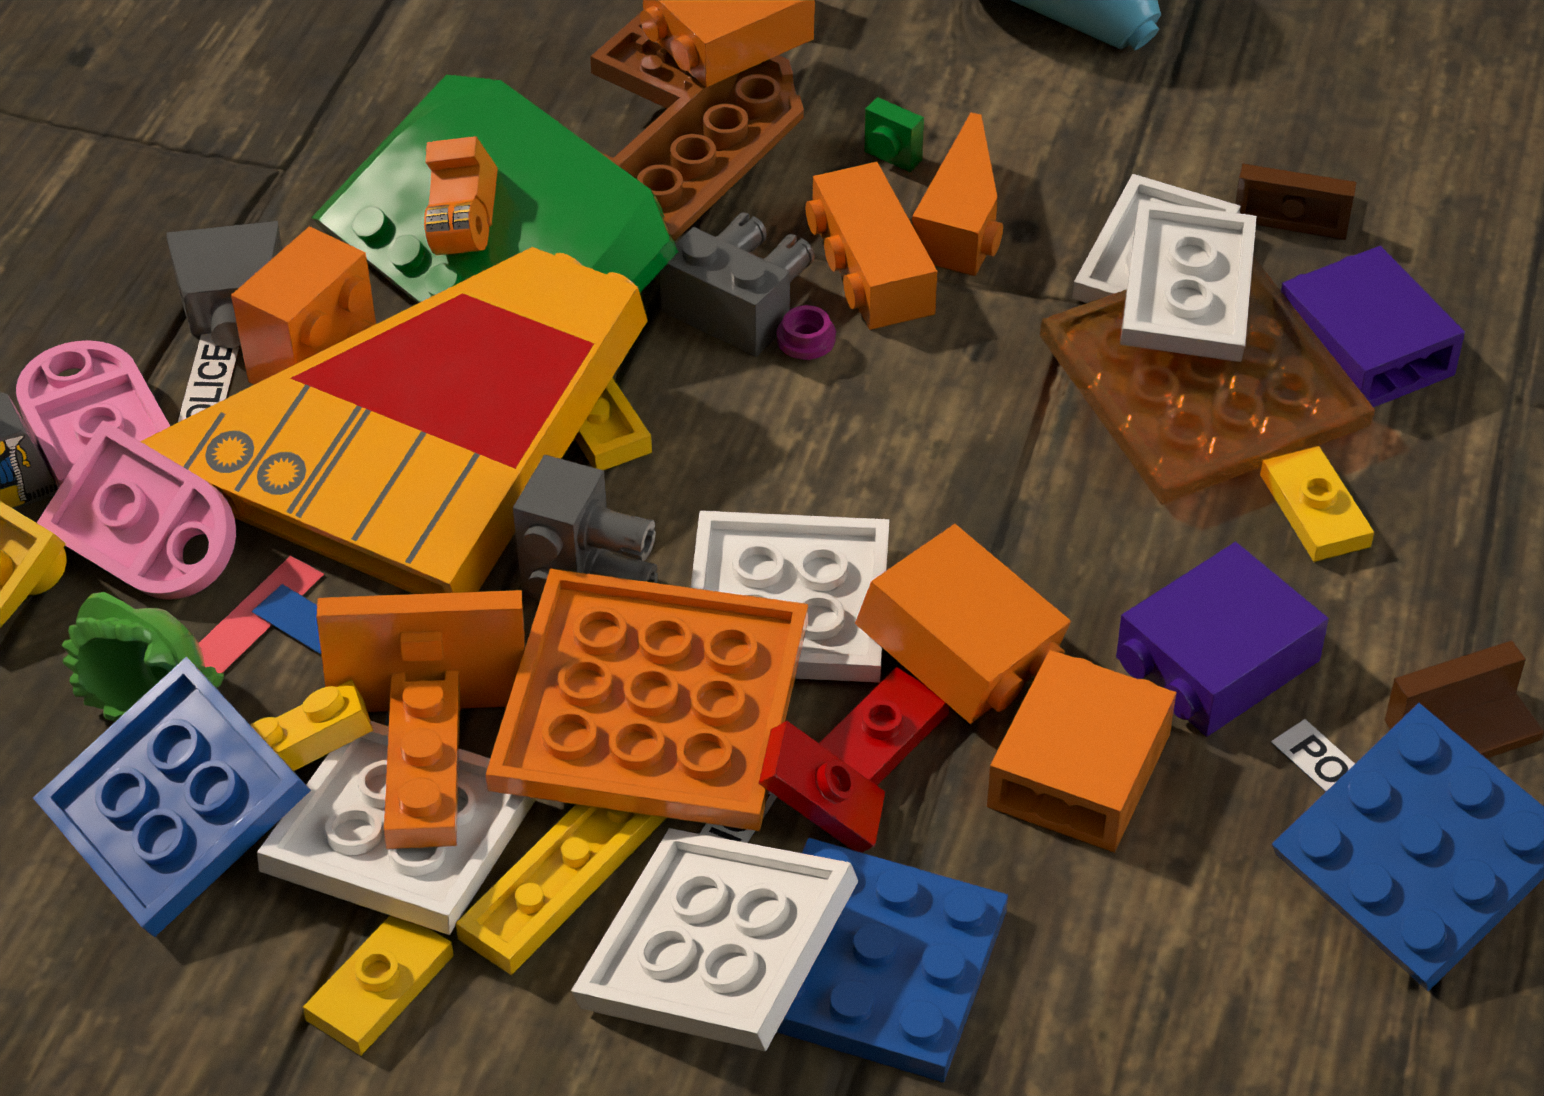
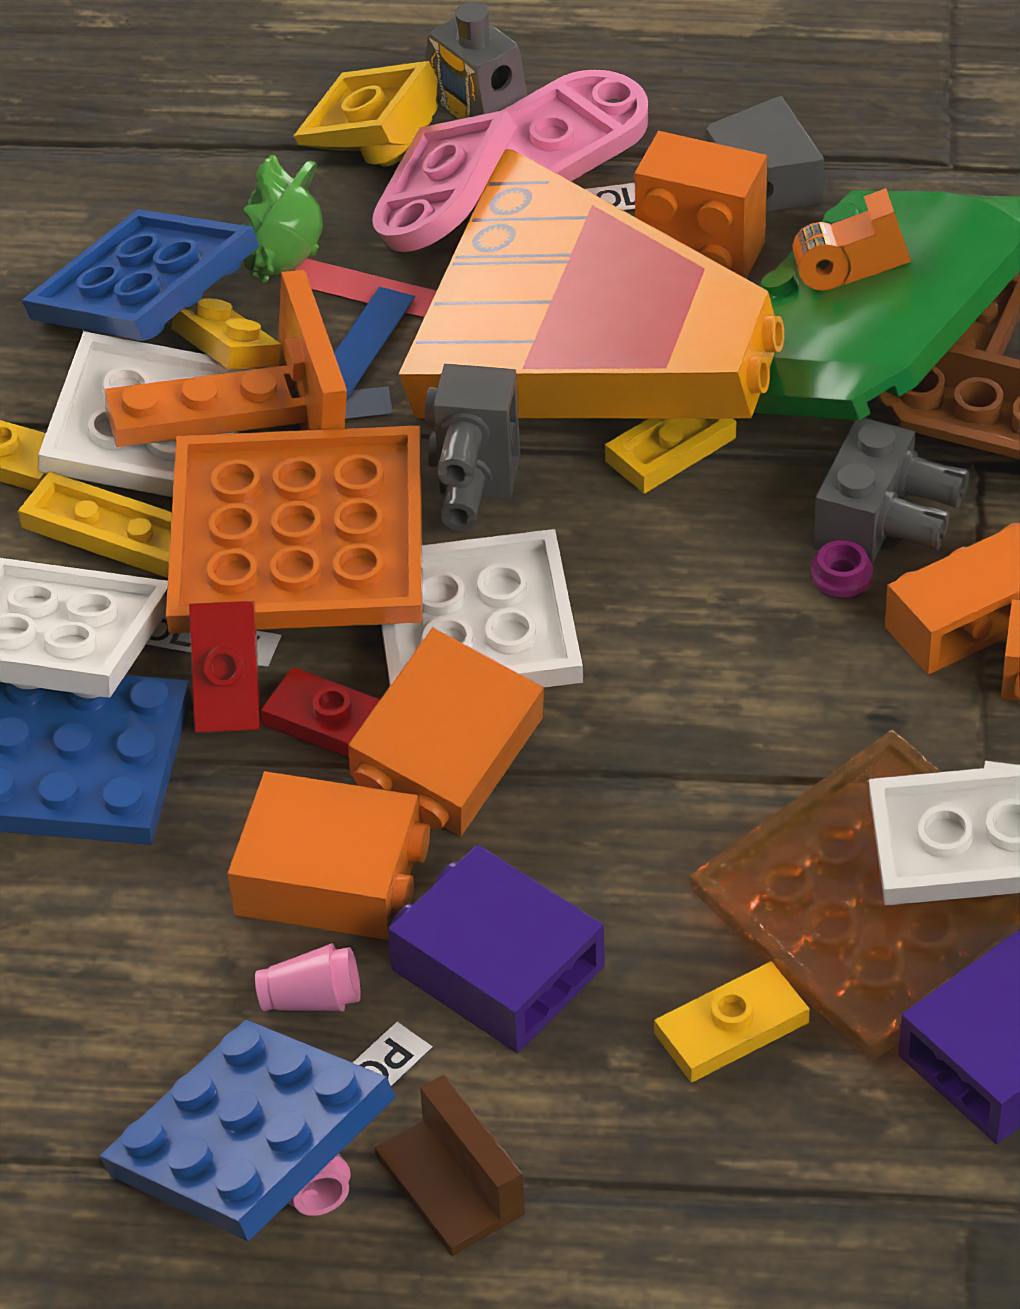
camera: 80 degrees right, 0 degrees up
(1235, 784) = (310, 982): none -> bright pink cone

